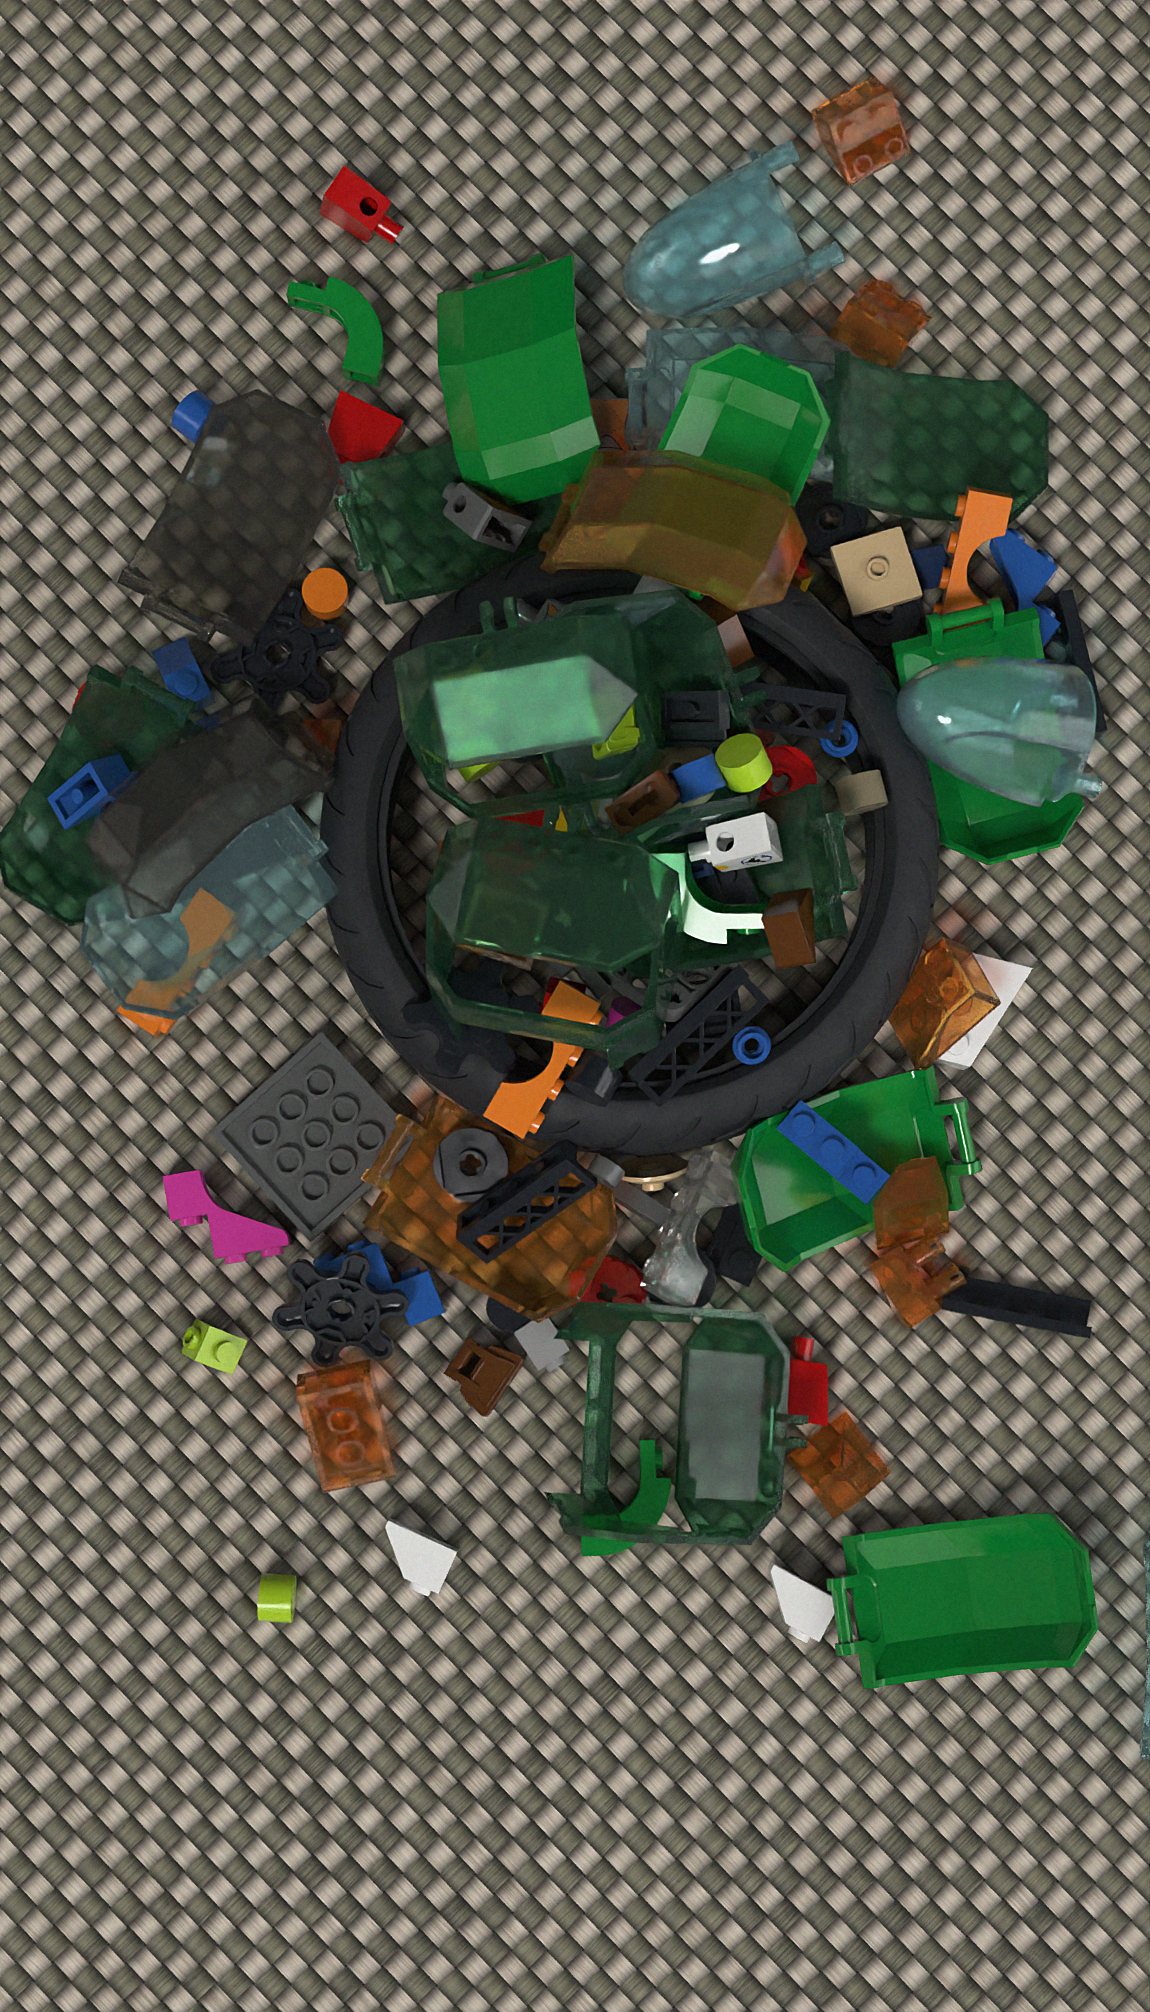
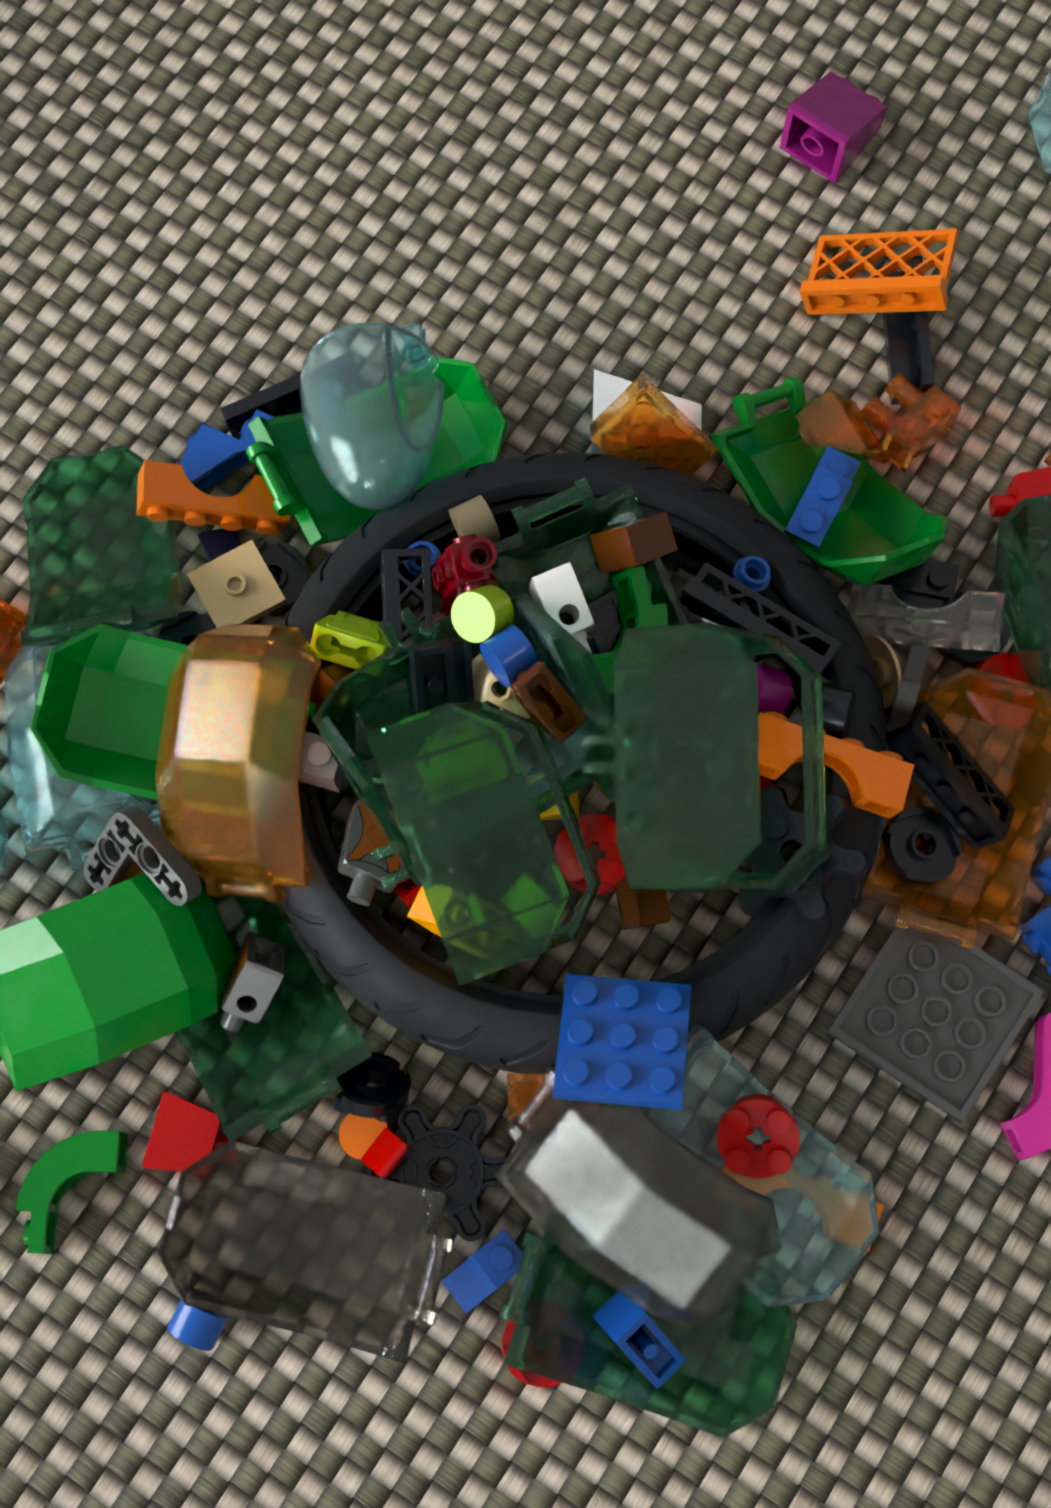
camera: 95 degrees left, 10 degrees down
(220, 916) = (754, 1160): none -> red plate
(301, 605) = (385, 1153): none -> red slope
(333, 814) = (623, 1042): none -> blue plate
(349, 613) = (375, 1102): none -> black plate
(627, 423) = (135, 837): none -> dark grey beam
(765, 645) = (348, 640): none -> lime piece
(801, 760) = (457, 572): none -> dark red brick
(1053, 1282) = (878, 291): none -> orange fence

